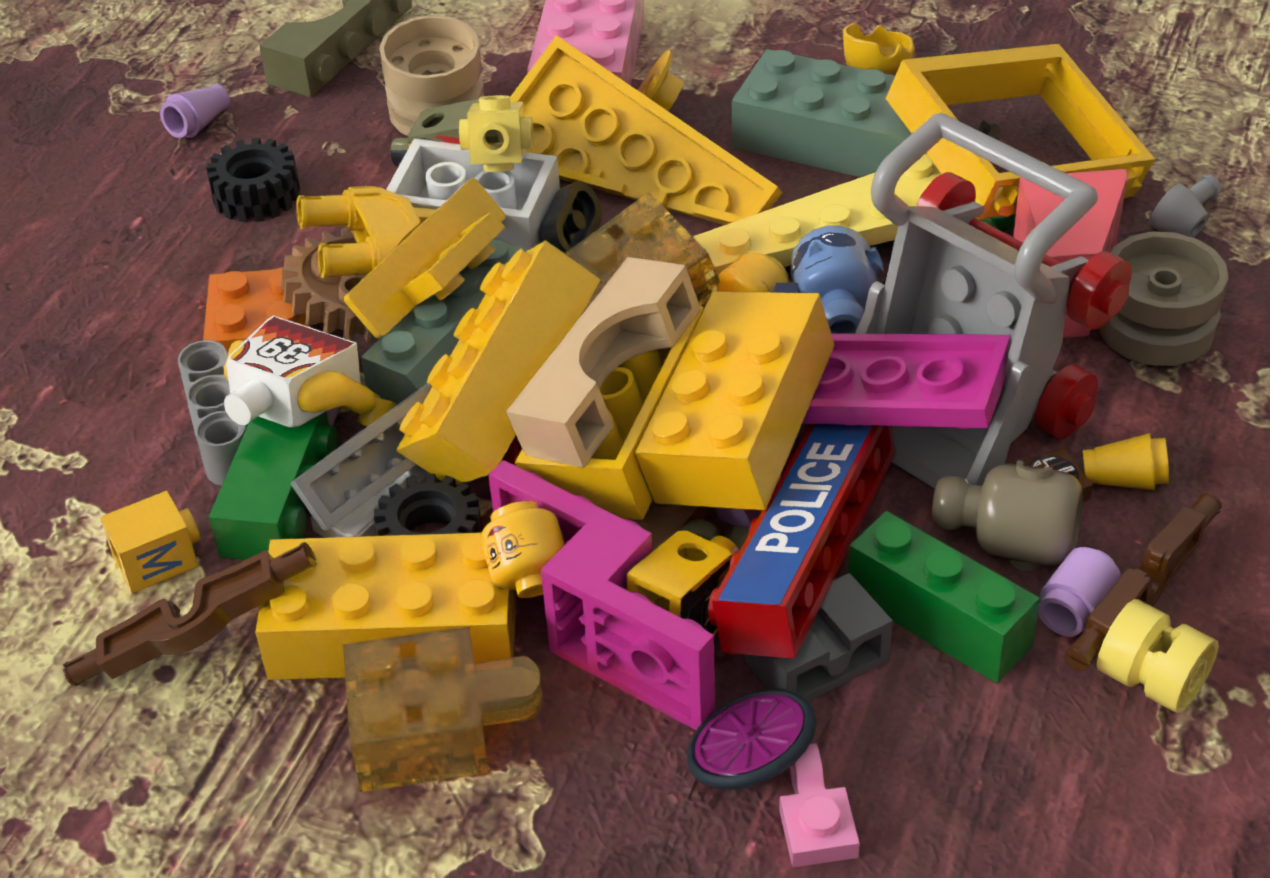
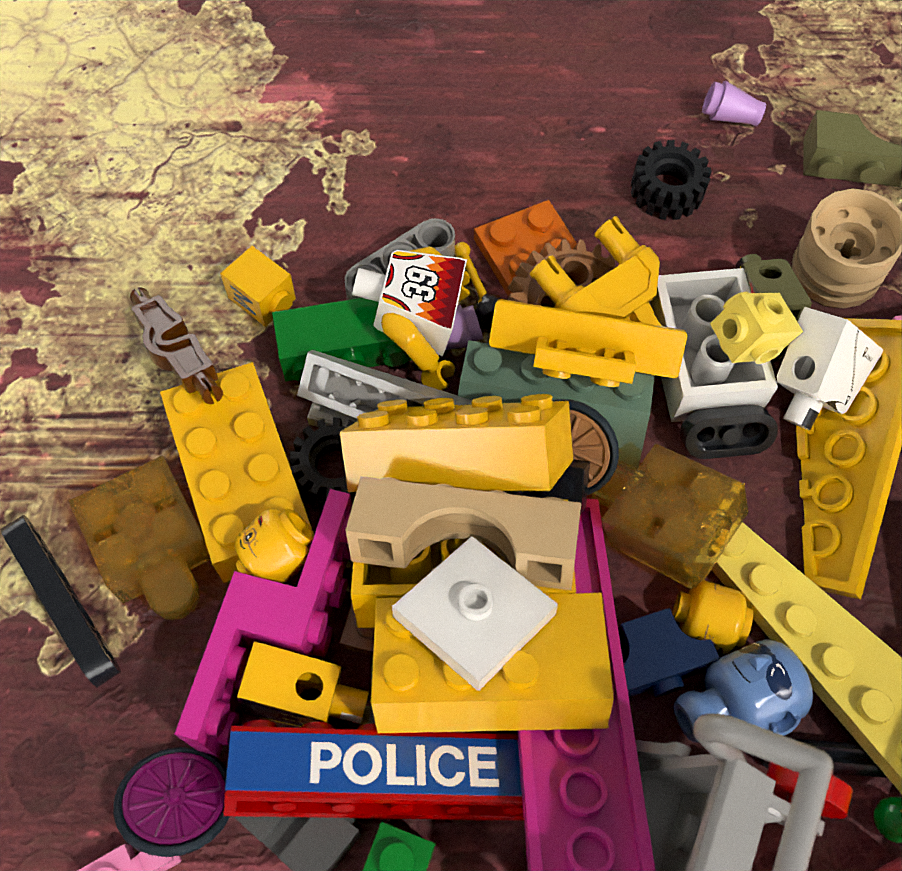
camera: 65 degrees right, 20 degrees up
(386, 828) = (60, 601): none -> black beam
(557, 119) = (825, 366): none -> white torso
(692, 365) = (474, 612): none -> white plate

